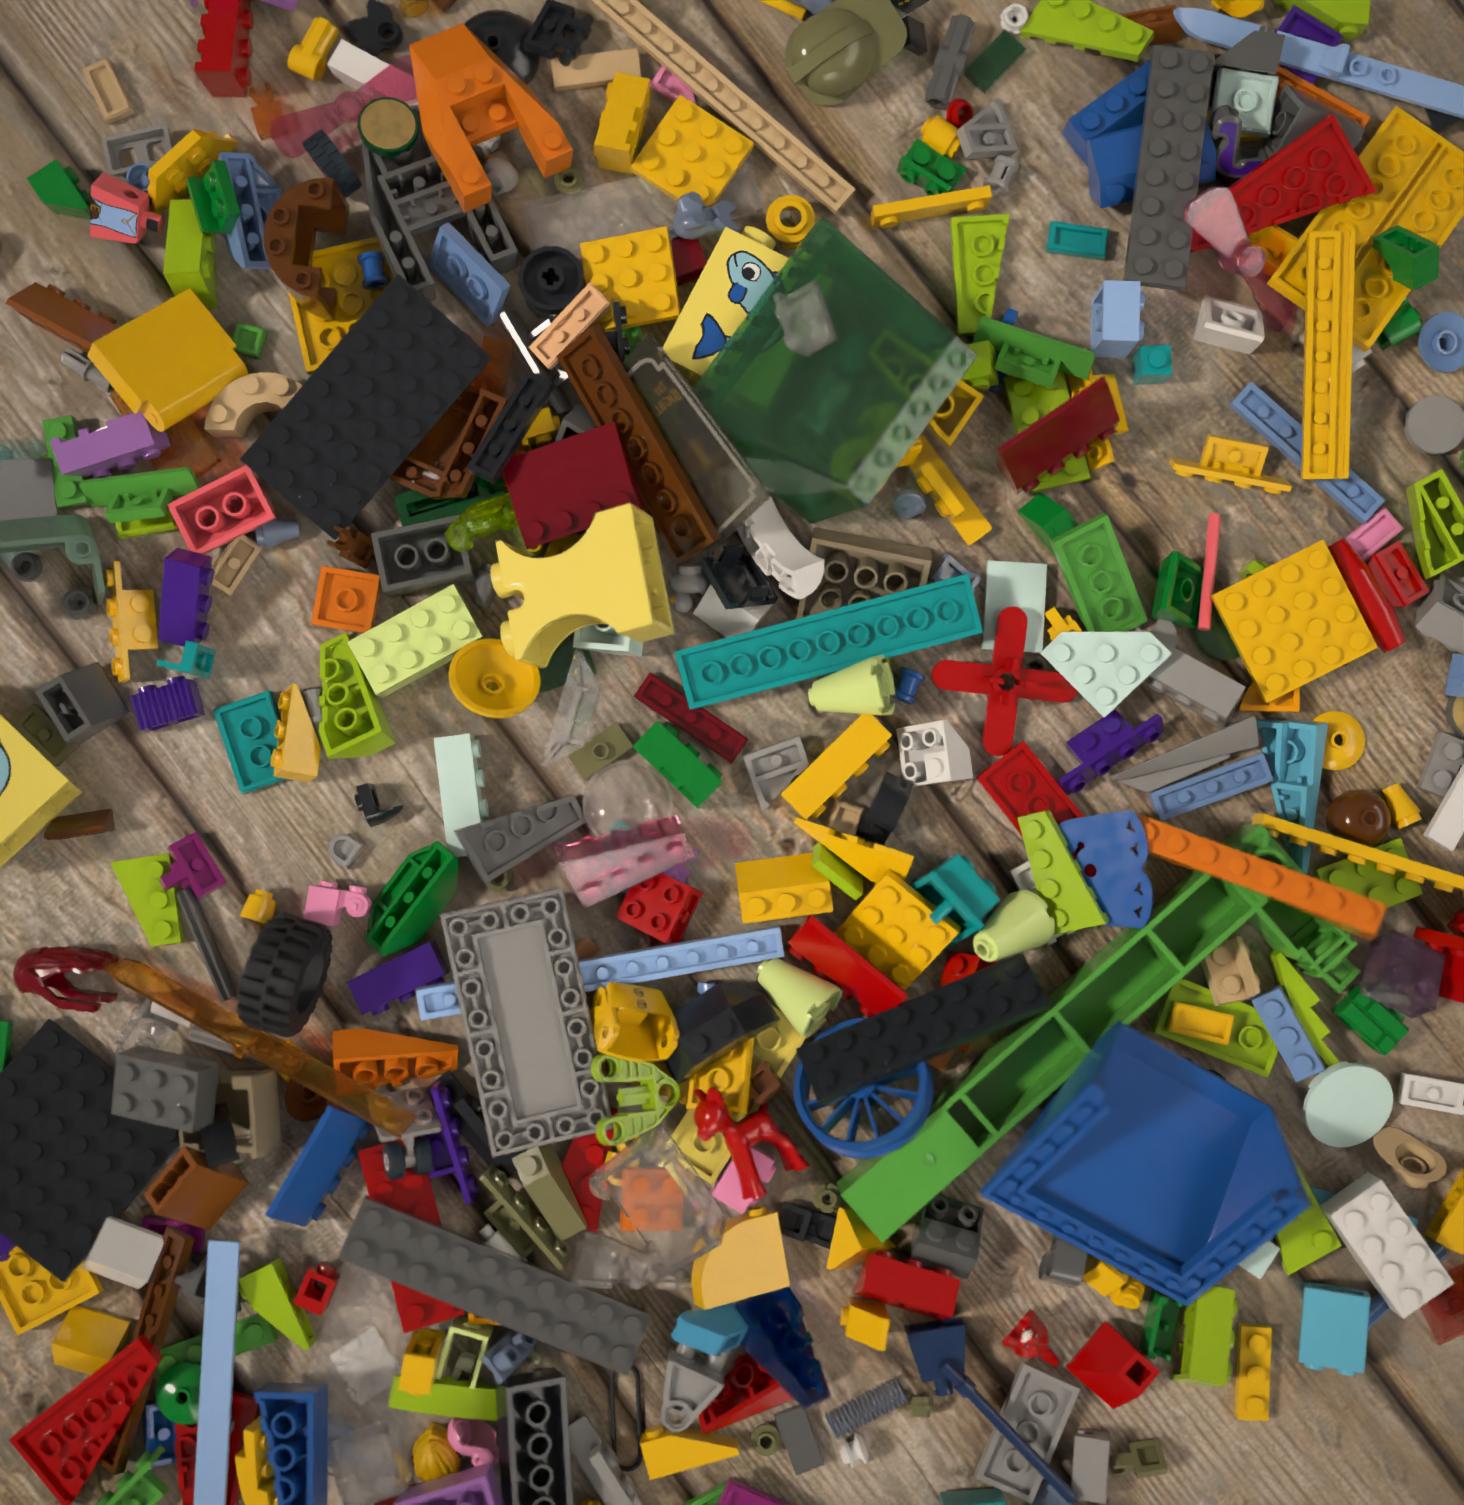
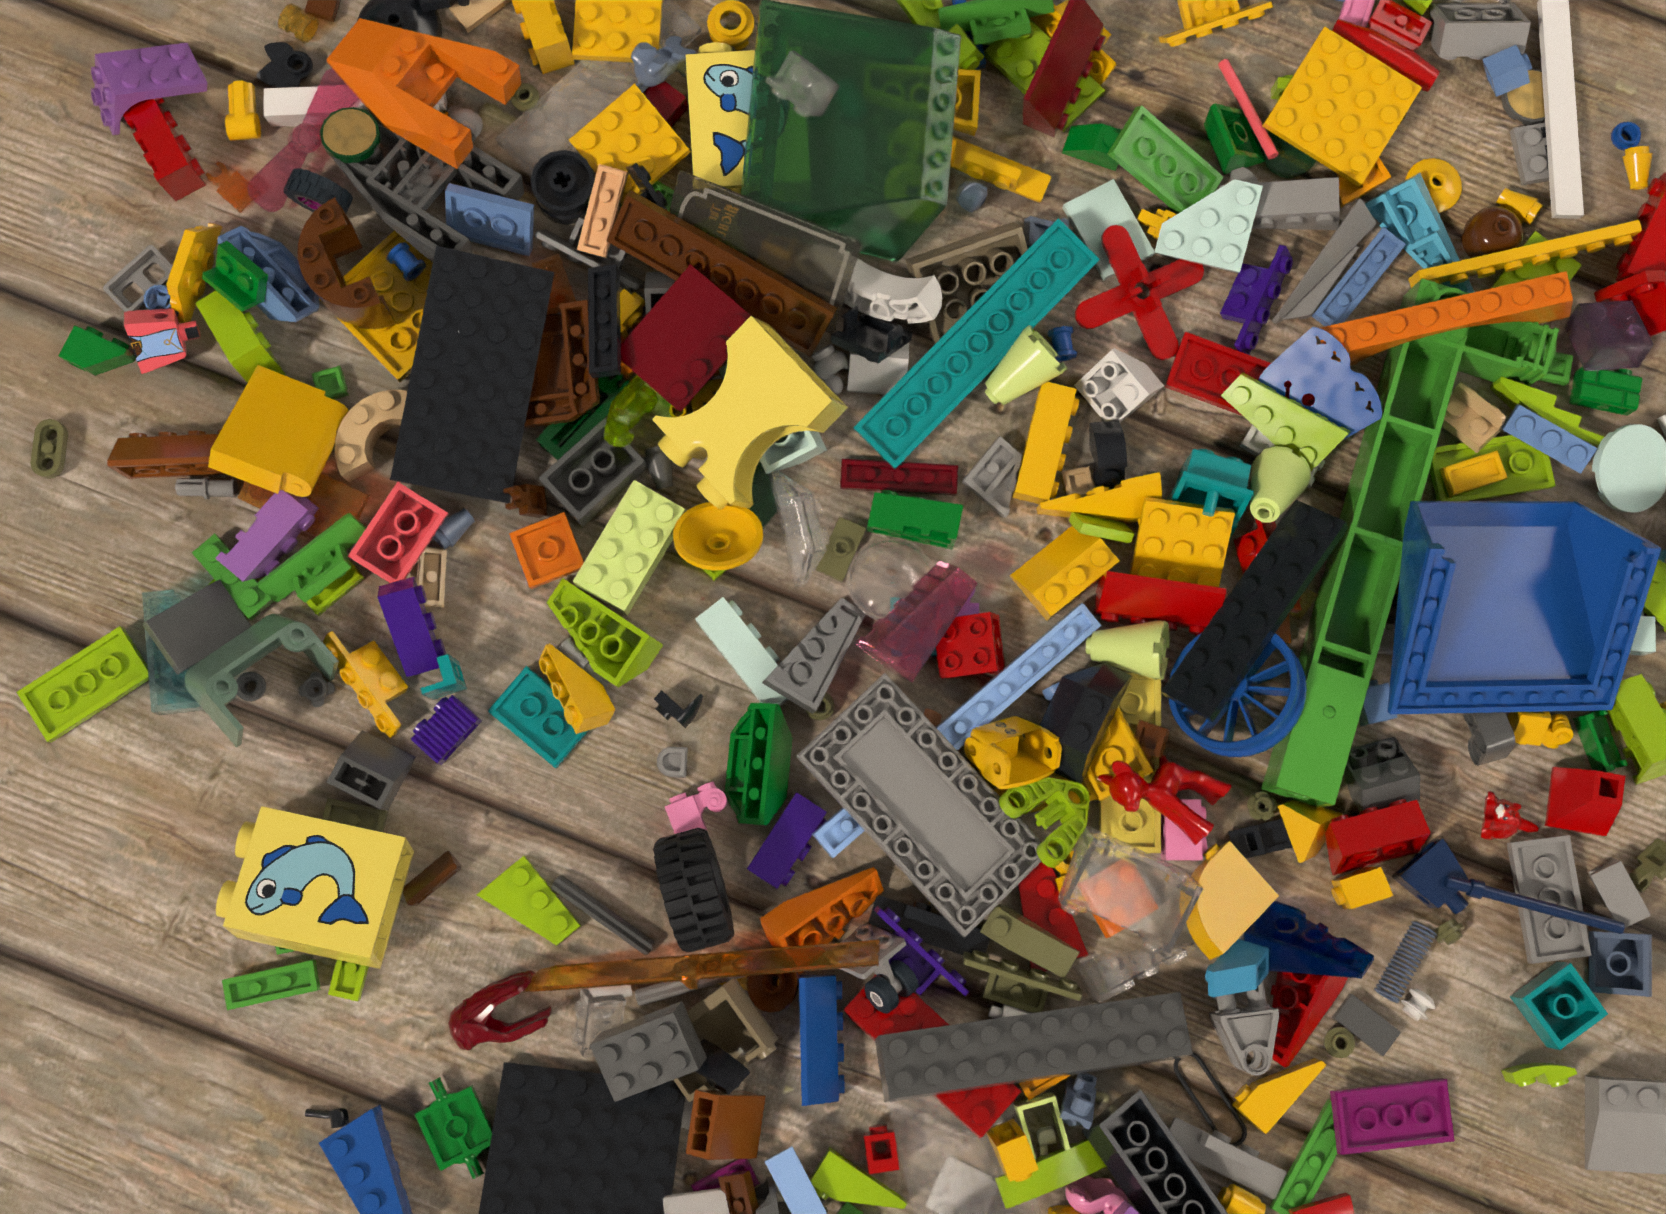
camera: 40 degrees left, 5 degrees down
(108, 91) = (82, 246): tan tile -> none
(192, 867) = (552, 855): magenta hinge -> none
(259, 906) = (631, 854): yellow hat -> none
(981, 1170) = (1376, 704): none -> medium blue brick

